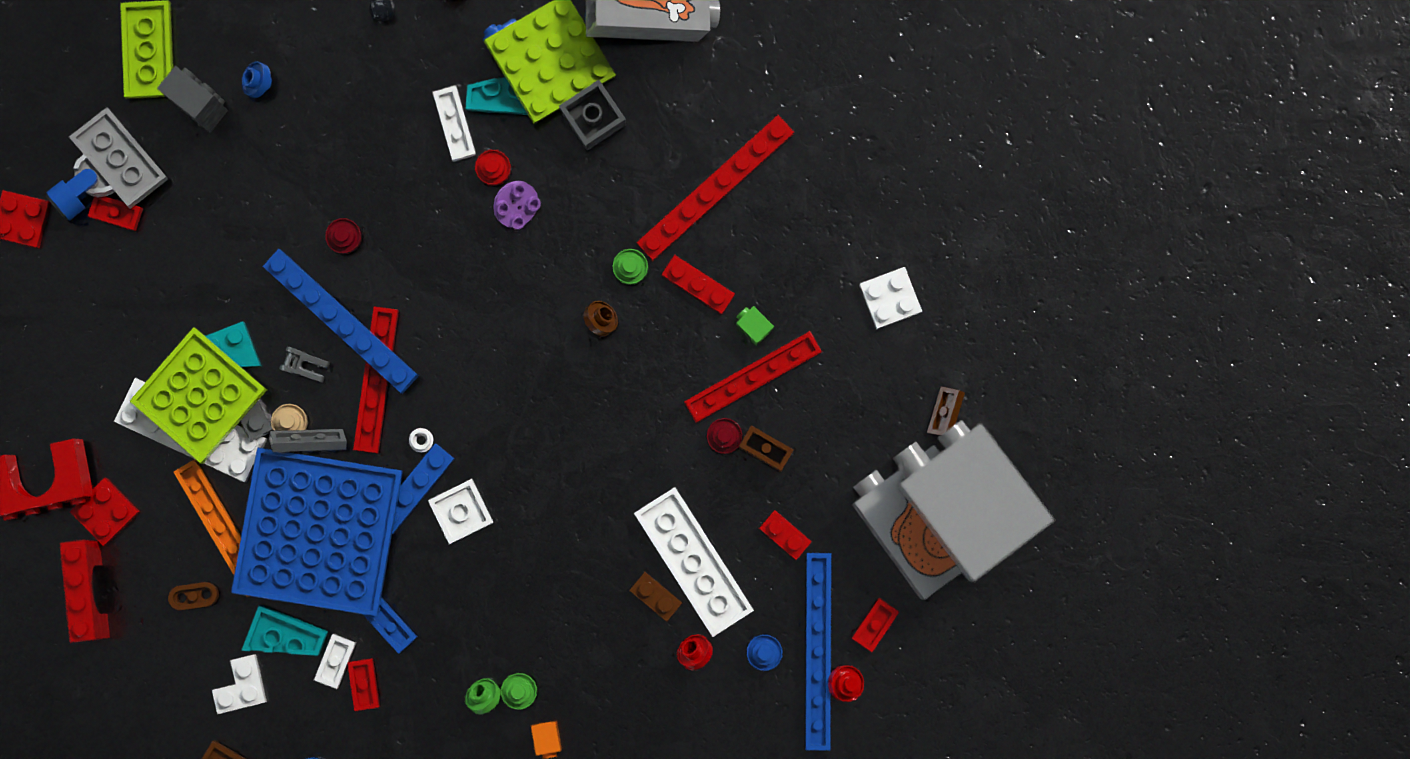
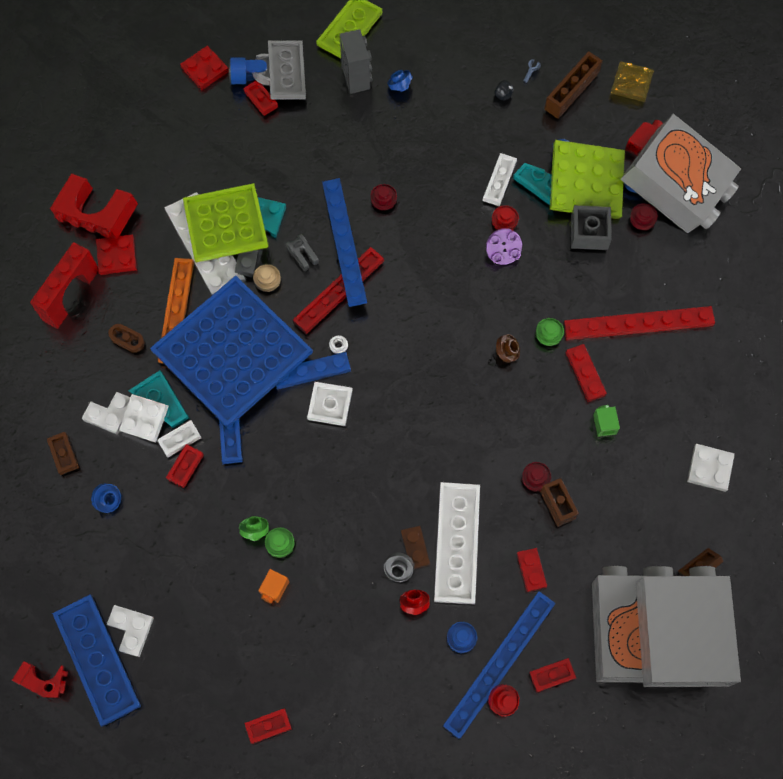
camera: 35 degrees right, 15 degrees down
(282, 667) = (143, 418): none -> white plate
(307, 440) = (268, 293): dark grey plate -> none
(639, 58) = (643, 216): none -> dark red plate
(655, 629) = (399, 567): none -> dark grey plate
(753, 377) = (582, 453): red tile -> none

